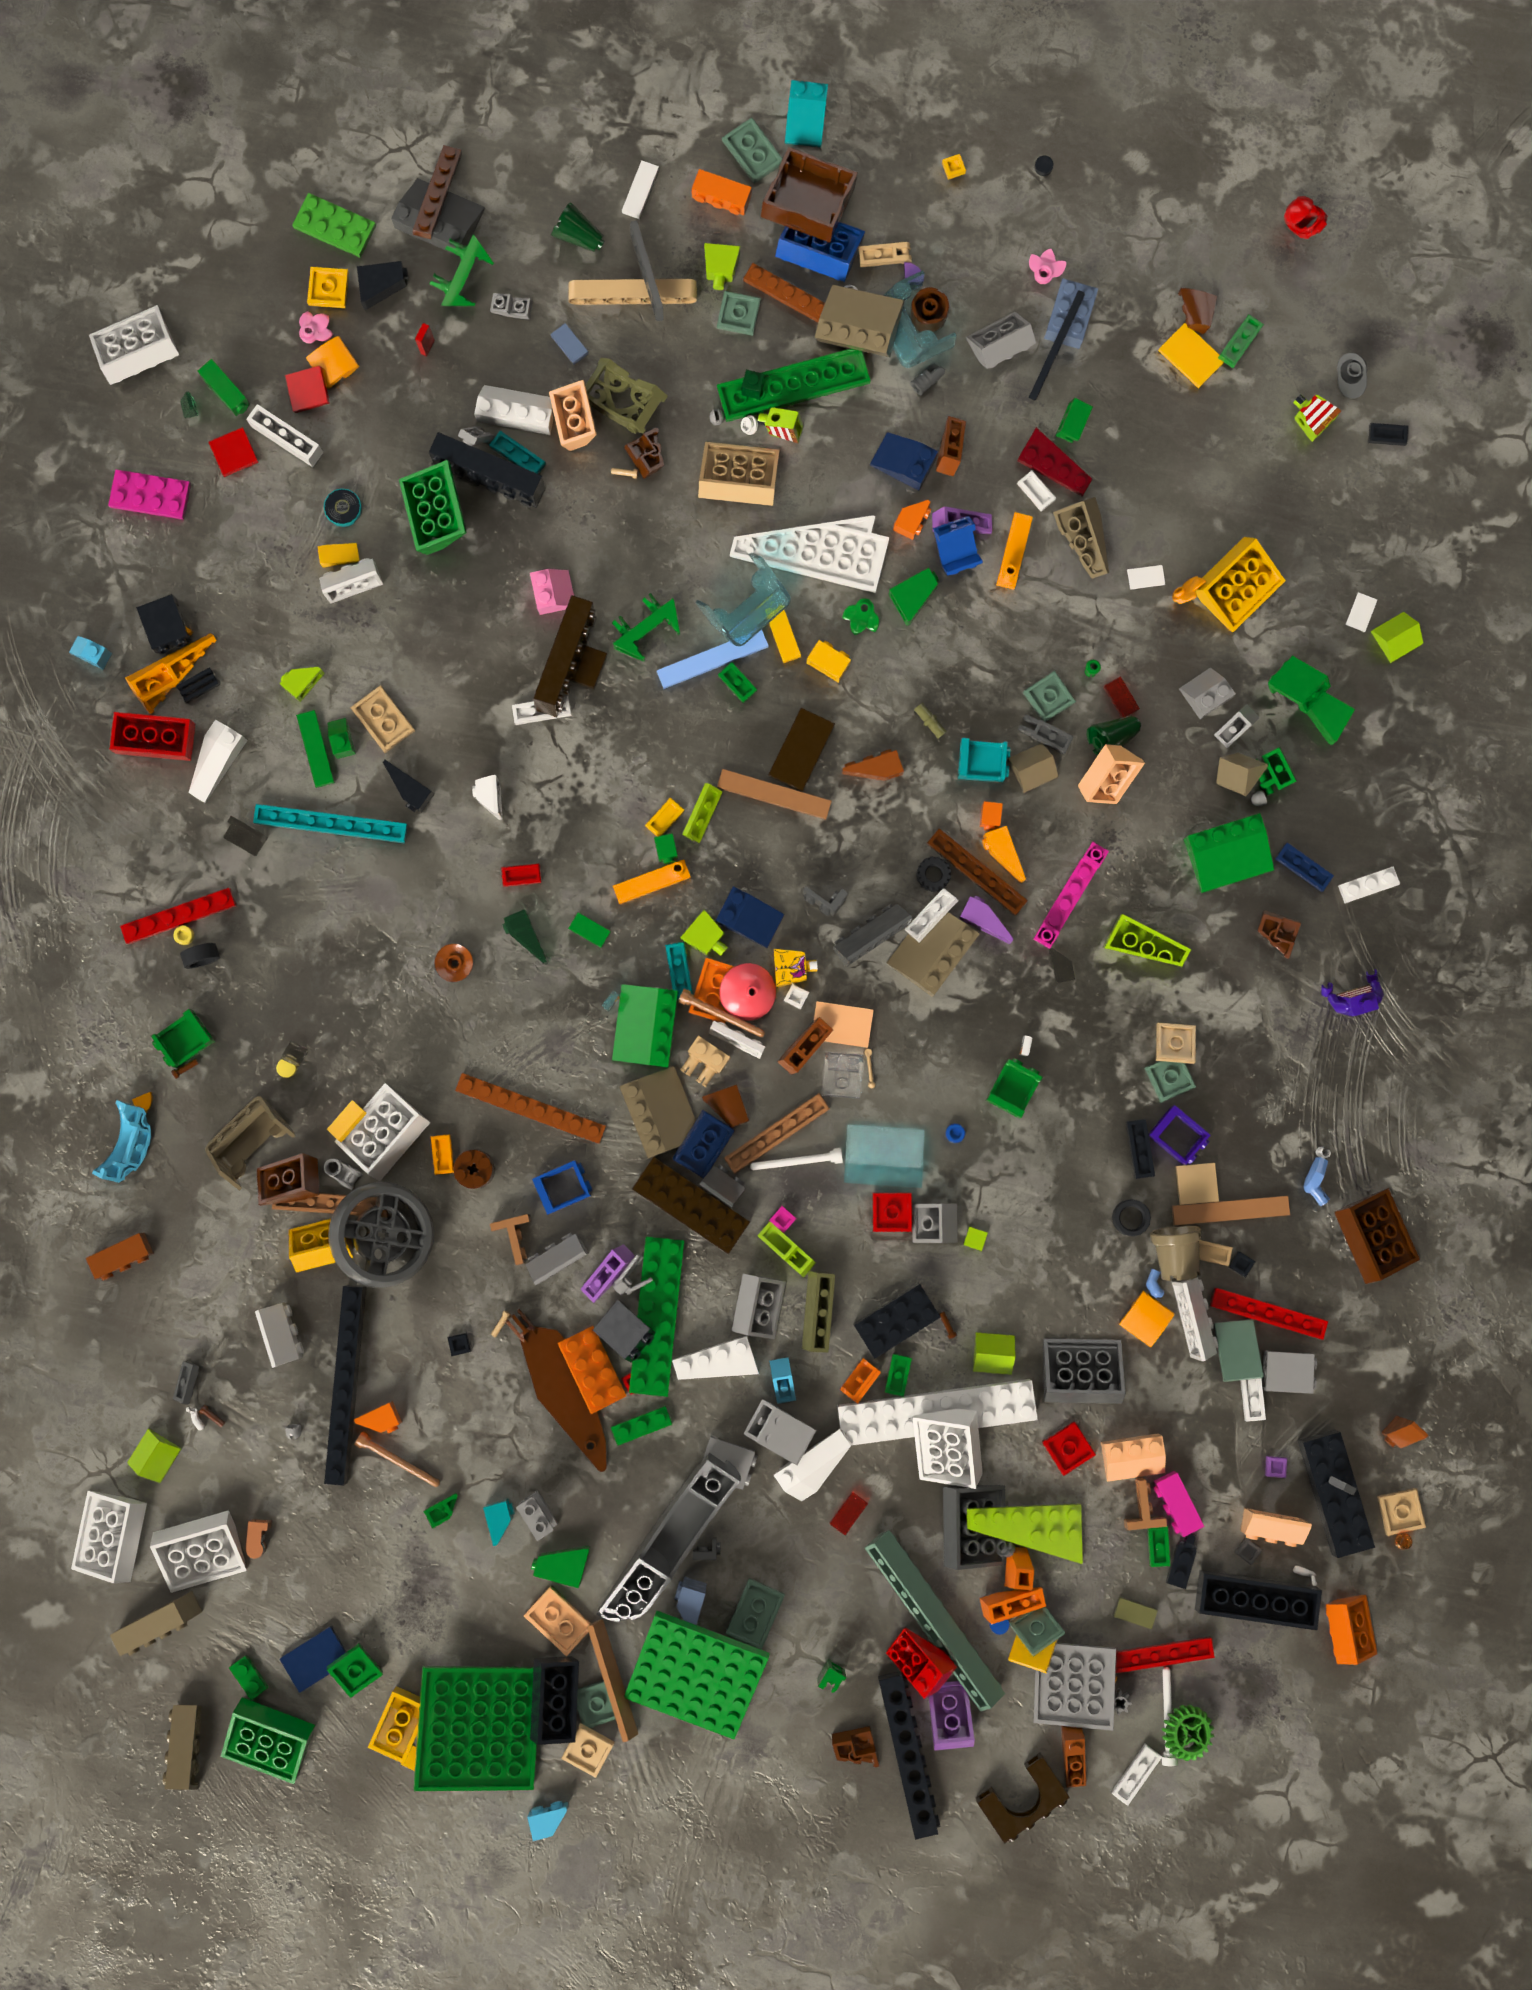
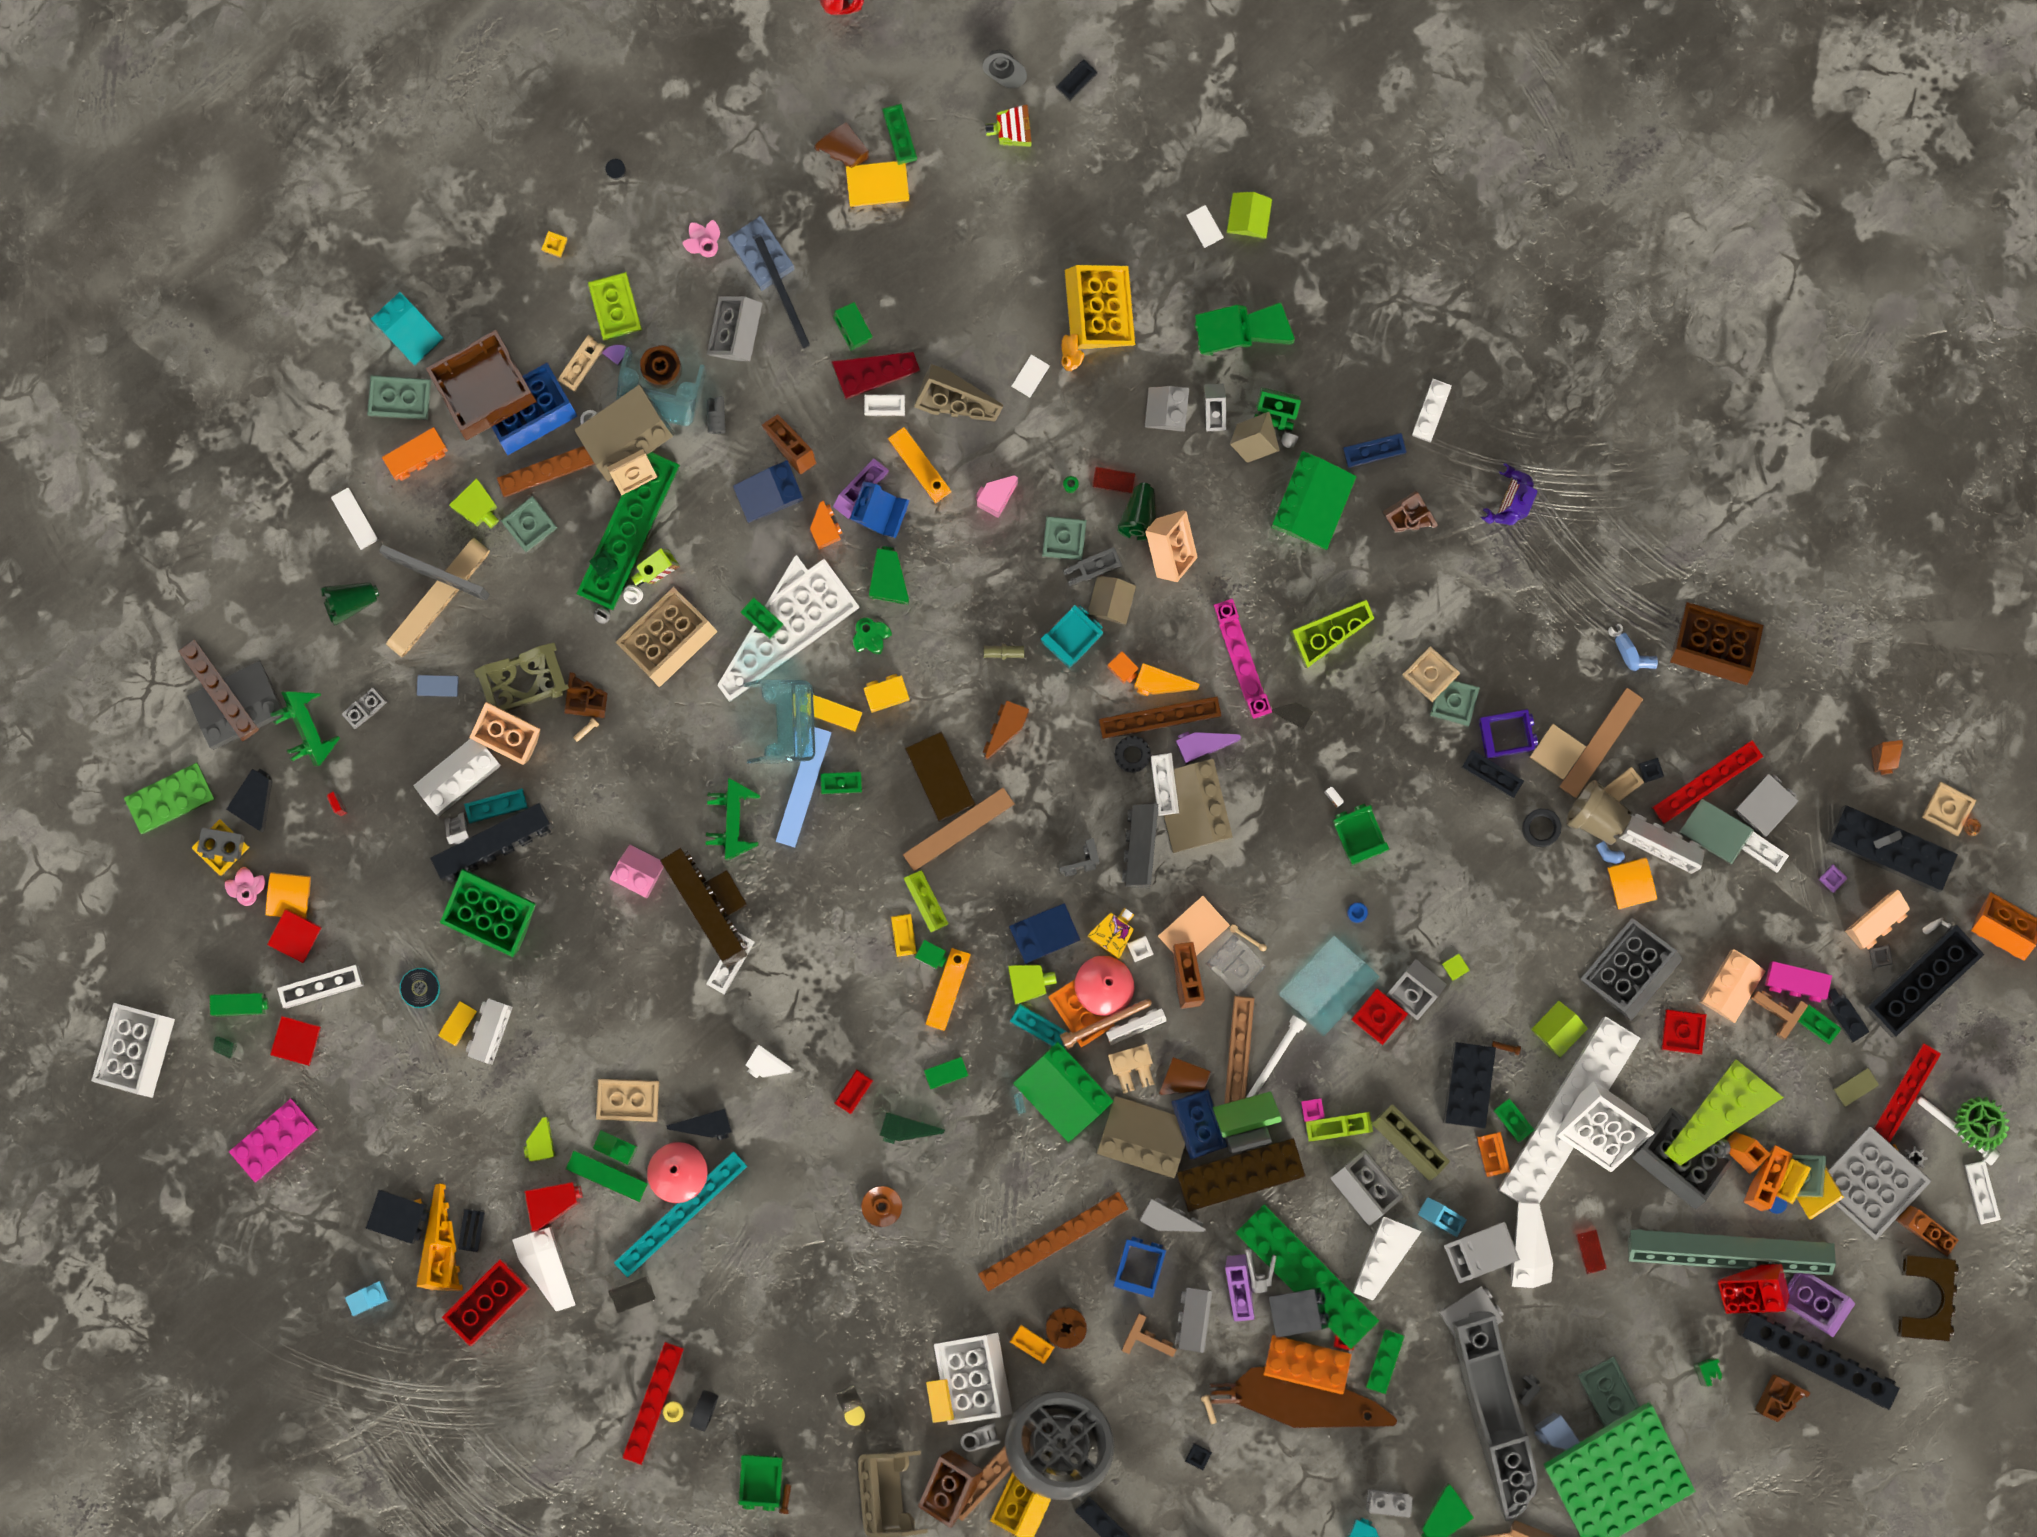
camera: 50 degrees left, 0 degrees up
(260, 723) = (550, 1203): none -> red slope
(329, 282) = (221, 840): none -> dark grey brick
(359, 806) = (688, 1179): none -> coral dish
(612, 1176) = (1164, 1219): none -> light grey slope
(738, 1173) = (1247, 1114): none -> bright green tile
(808, 527) = (762, 618): none -> green plate
(836, 348) = (632, 472): none -> tan tile
(945, 245) = (614, 306): none -> lime tile
(1026, 1623) = (1793, 1181): none -> yellow tile
(1040, 620) = (996, 495): none -> bright pink slope

